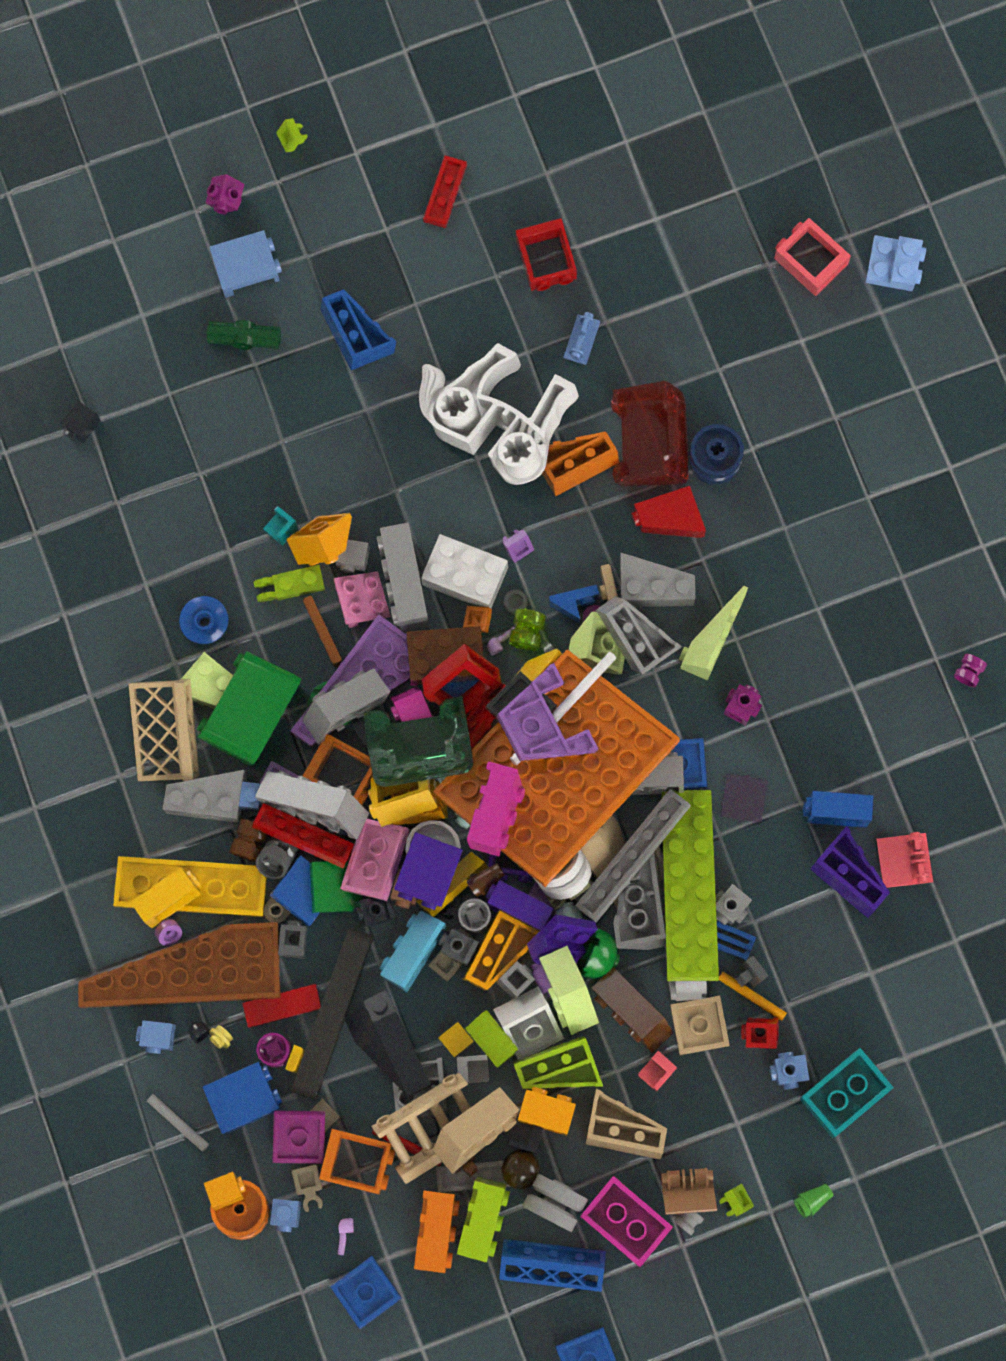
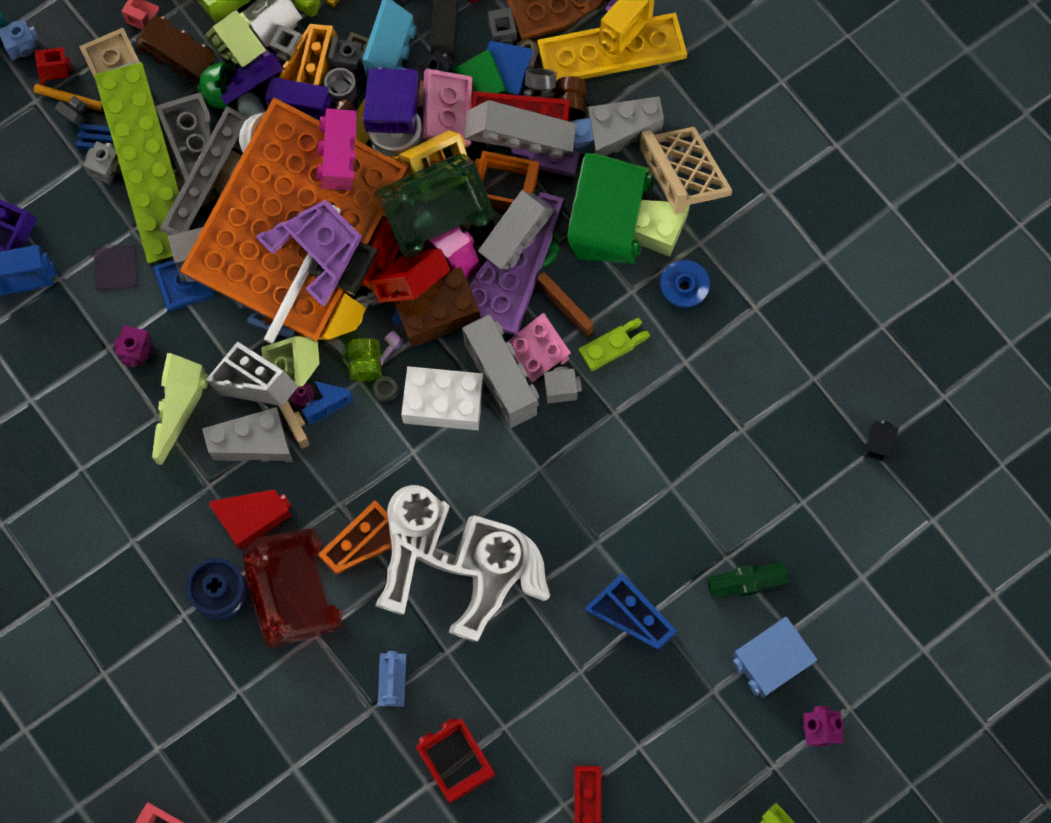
camera: 160 degrees right, 5 degrees down
(281, 526) = (641, 395): teal panel -> none
(321, 539) = (594, 387): light orange slope -> none
(478, 617) = (417, 357): orange tile -> none
(518, 545) = (397, 440): medium lavender tile -> none

